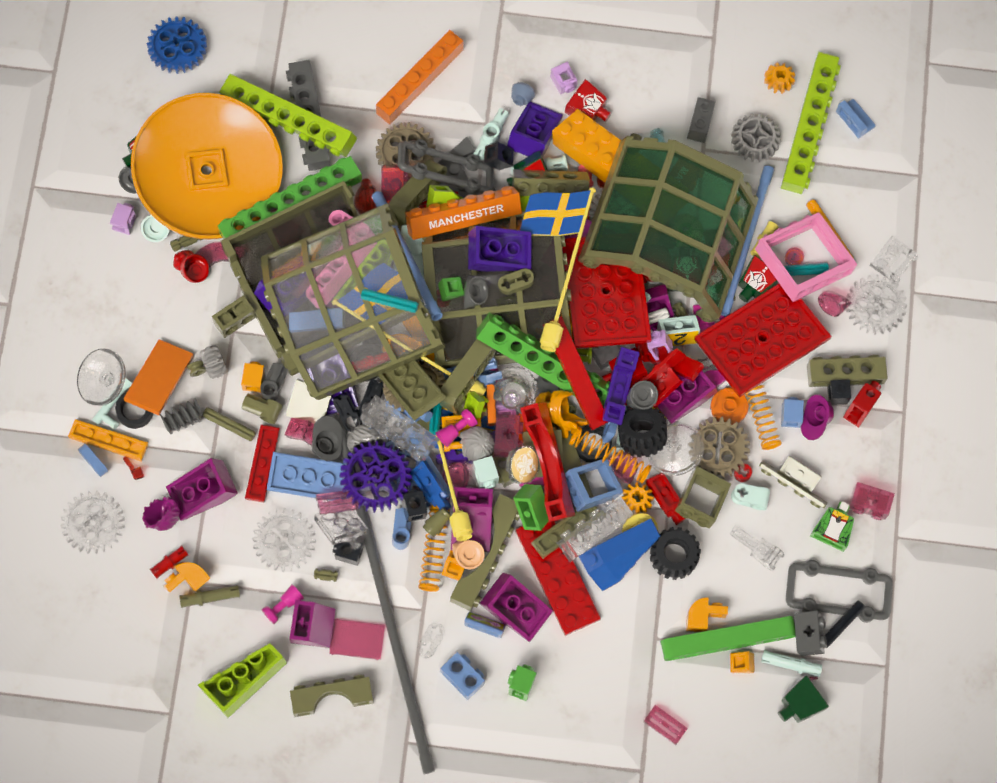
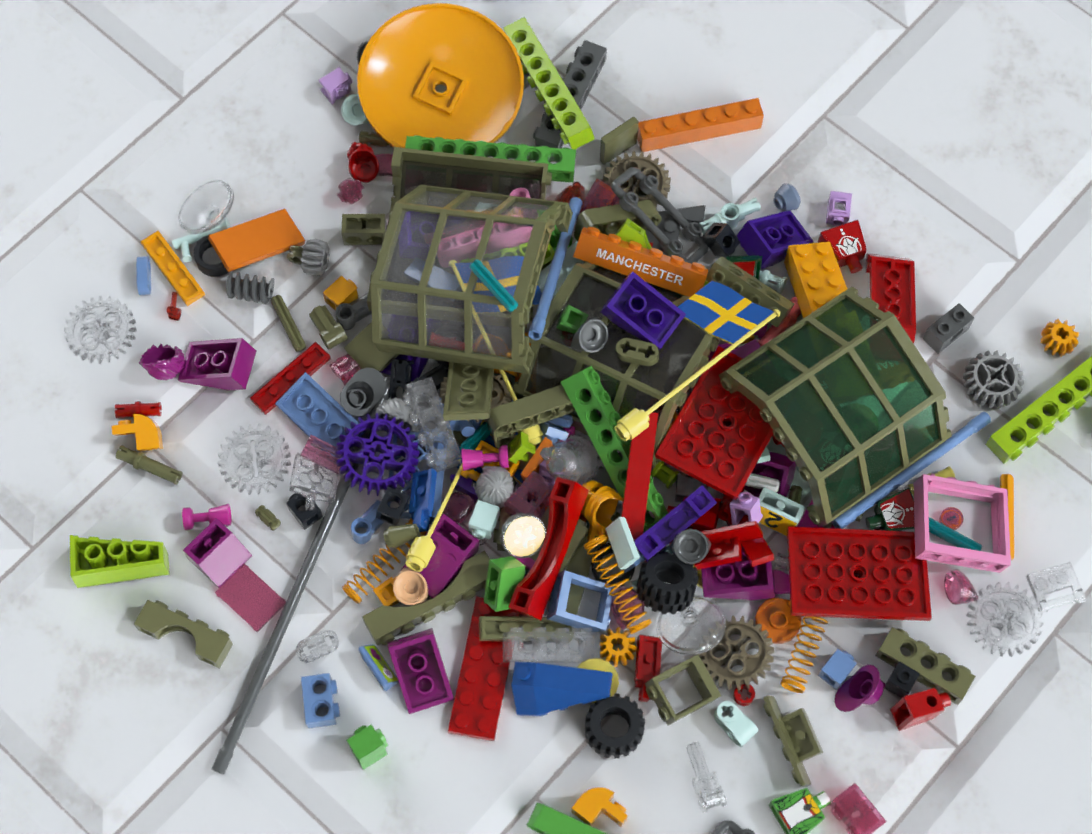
camera: 40 degrees right, 5 degrees down
(199, 294) = (350, 191): none -> clear pink gear
(371, 127) = (619, 140): none -> olive tile
(596, 424) = (622, 543): none -> light aqua tile
(646, 115) = (894, 288): none -> red slope

